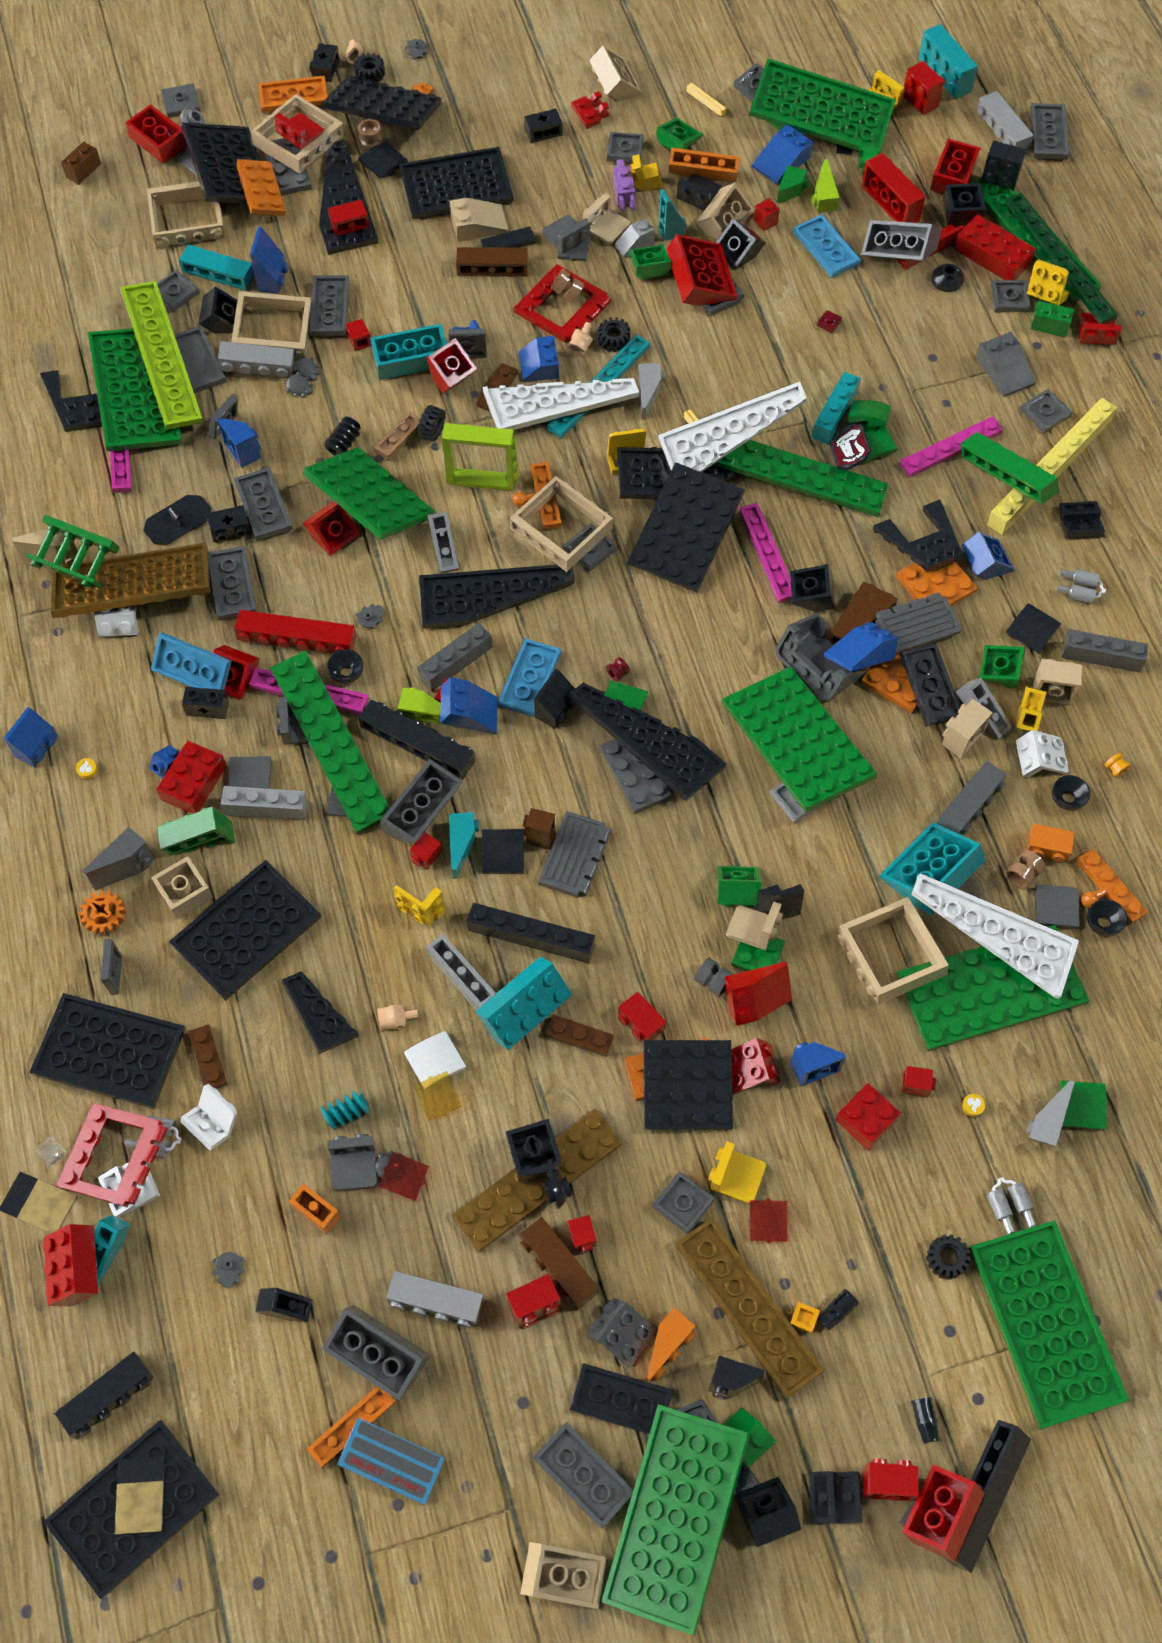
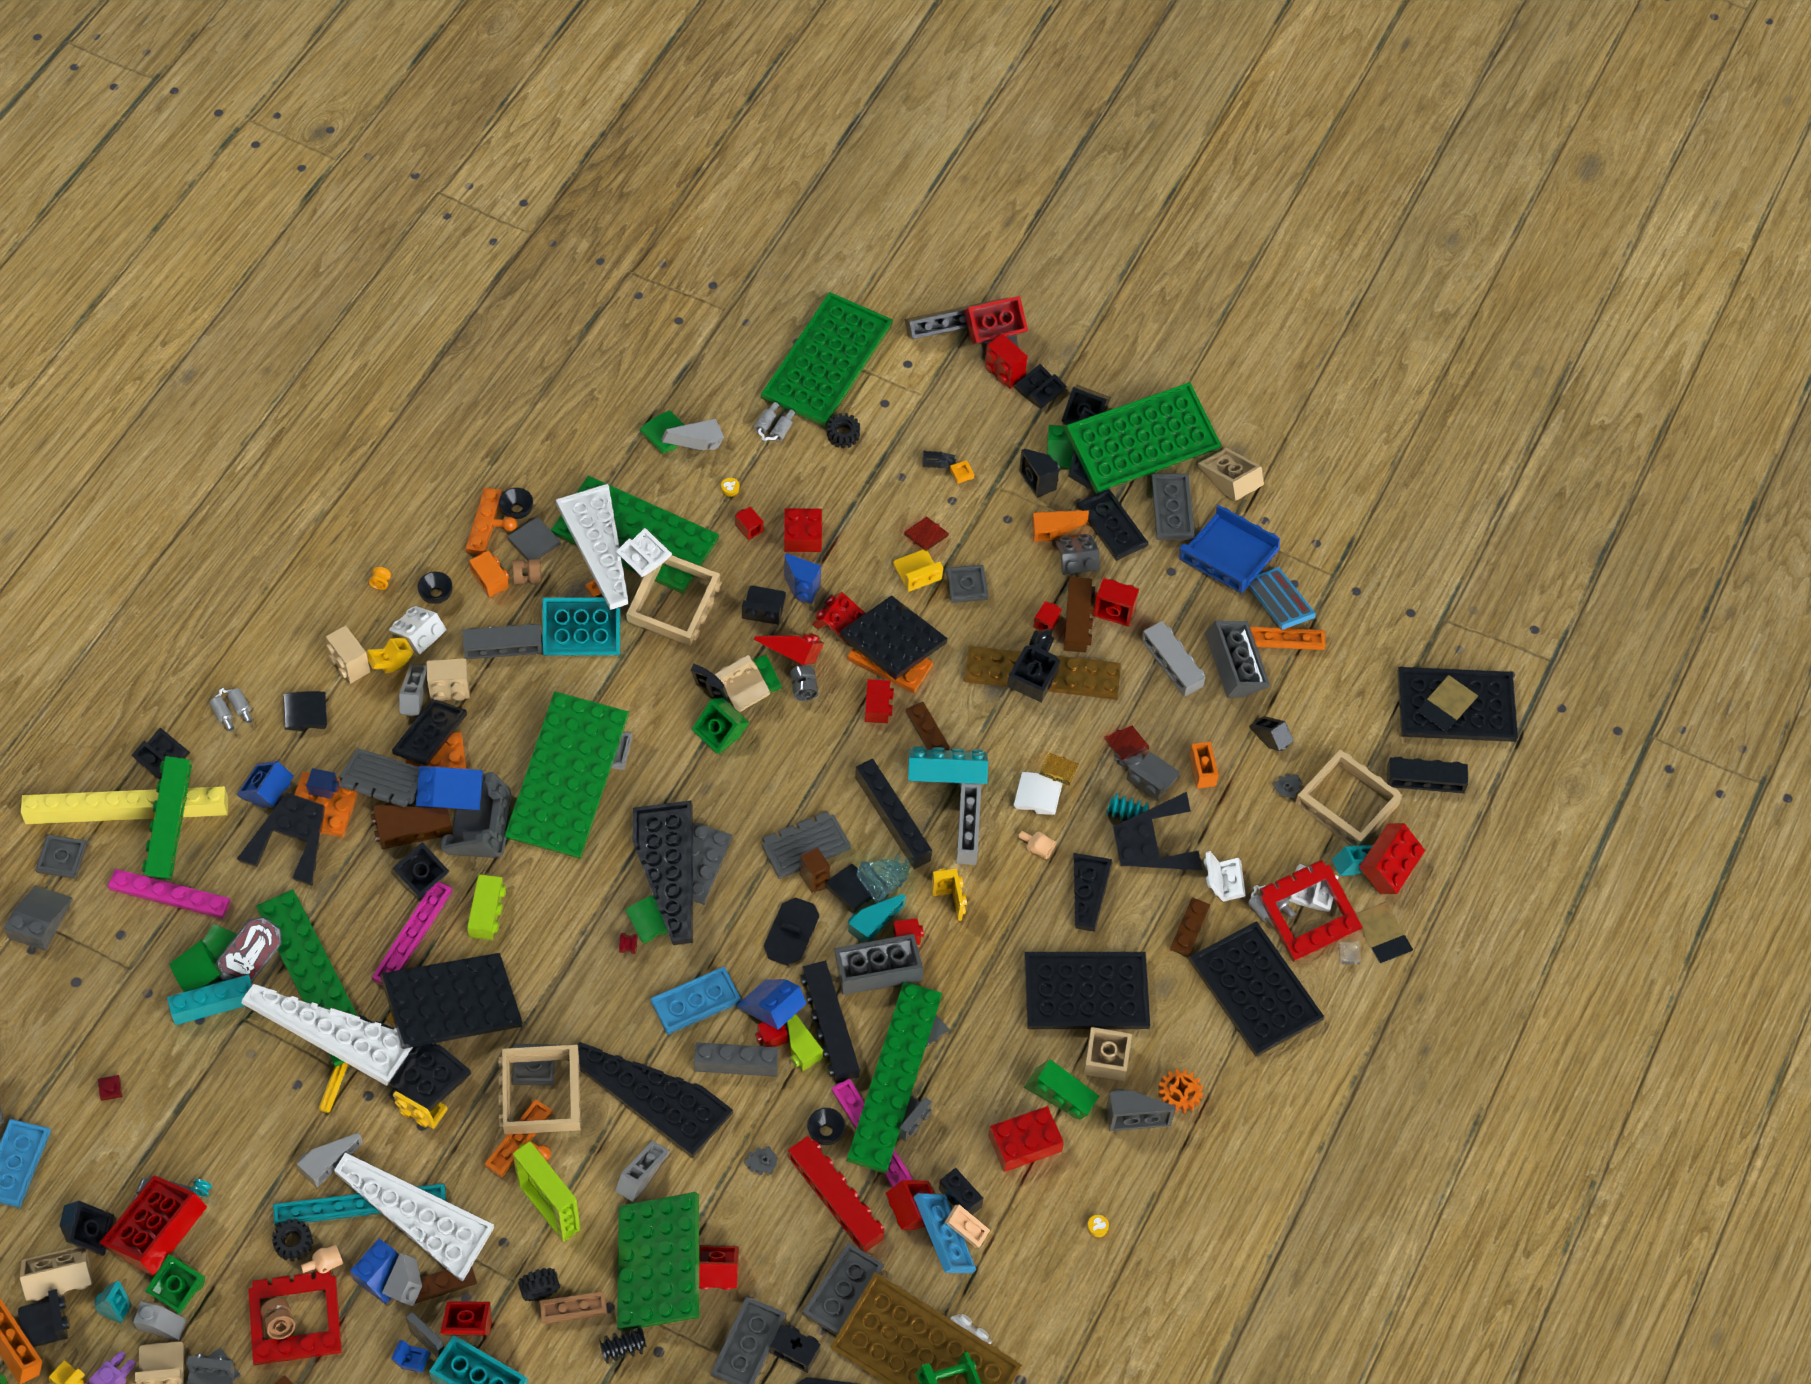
camera: 140 degrees left, 5 degrees down
(30, 737) = (1123, 1281): blue slope -> none
(111, 967) = (1208, 1035): dark grey tile -> none
(157, 1263) = (1331, 820): none -> tan window
(163, 760) = (1032, 1174): blue bracket -> none
(175, 685) = (967, 1226): none -> light nougat plate
(250, 772) = (979, 1108): dark grey tile -> none
(264, 803) = (989, 1070): light grey brick -> none
(308, 1085) = (1138, 843): none -> black wing
(484, 873) = (883, 876): none -> clear light blue piece
(485, 1474) = (1230, 549): none -> blue panel
(515, 783) = (791, 931): none -> black shield
(516, 359) = (404, 1280): none -> light grey slope
(552, 700) = (701, 957): black slope -> none
(702, 315) = (201, 1187): none -> teal bush
(741, 608) = (486, 907): none -> lime brick
(749, 1308) = (988, 503): pearl gold plate -> none
(766, 214) = (25, 1235): red brick -> none
(821, 1017) = (763, 605): none -> black bracket
(925, 1419) = (949, 376): black hinge -> none
(949, 580) = (322, 783): none -> dark blue brick
(952, 949) = (644, 553): none -> white slope
(1003, 665) = (364, 702): green slope -> none
(1104, 650) = (283, 650): dark grey brick -> none

